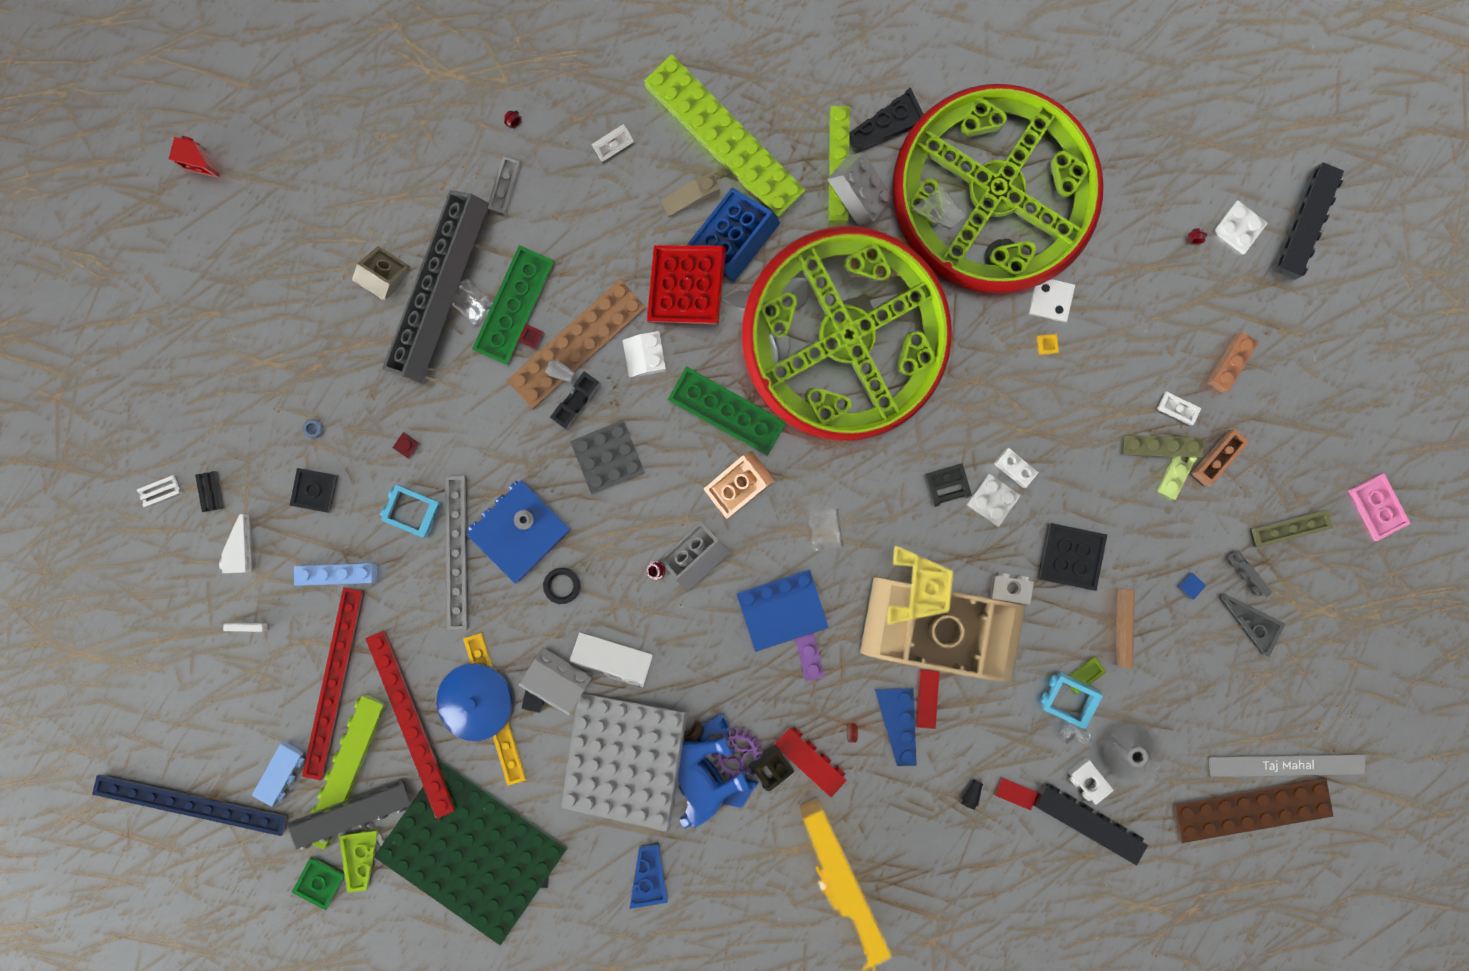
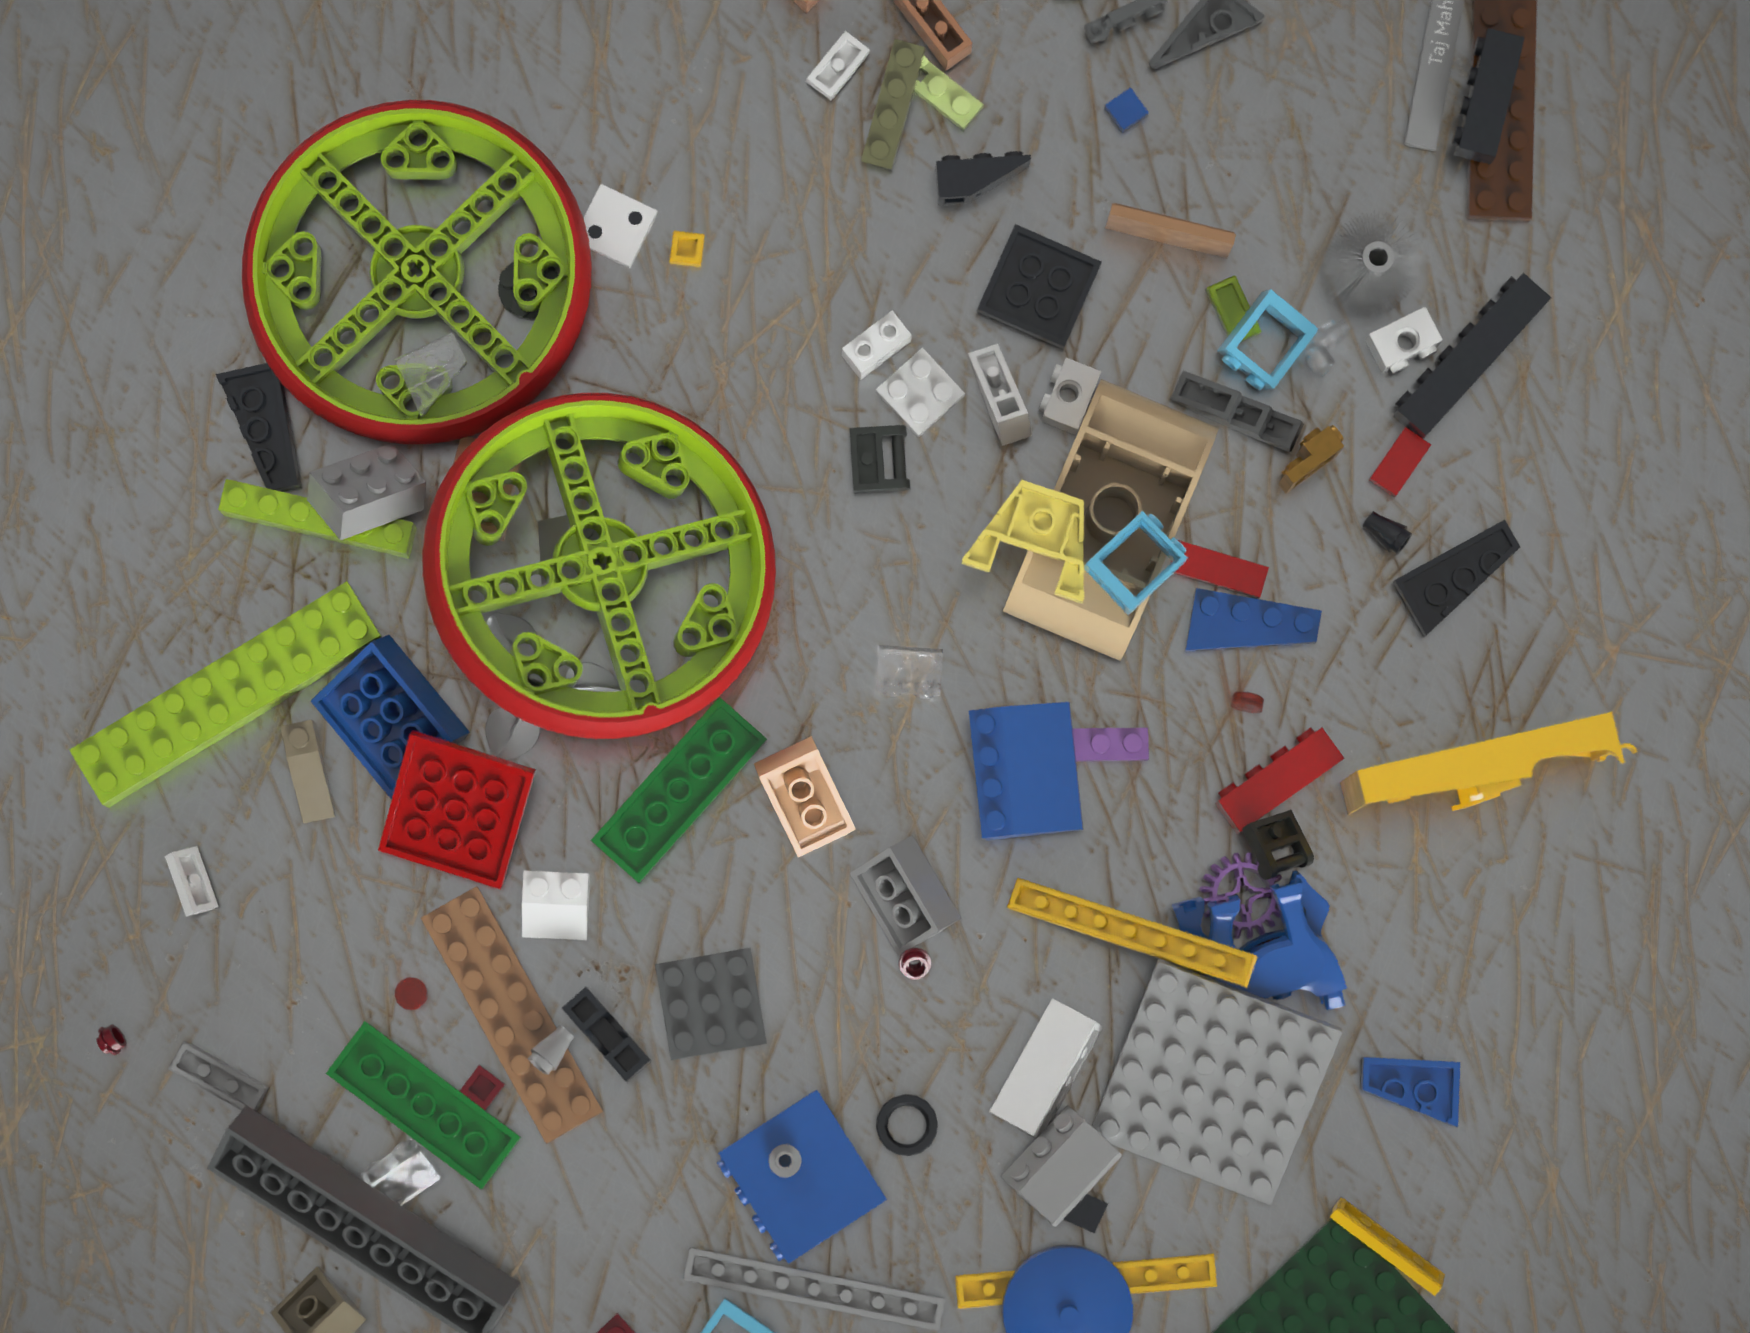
camera: 80 degrees left, 5 degrees down
(551, 881) = (1388, 1246): none -> yellow tile
(575, 283) = (411, 993): none -> clear red tile
(699, 694) = (1132, 932): none -> yellow tile
(900, 640) = (1112, 585): none -> medium azure window
(954, 839) = (1450, 578): none -> black wing
(1002, 548) = (1000, 395): none -> white slope
(1009, 741) = (1316, 451): none -> pearl gold plate
(1024, 690) = (1237, 411): none -> dark grey slope
(1128, 501) = (968, 179): none -> black slope
(1251, 802) = (1488, 96): none -> black brick

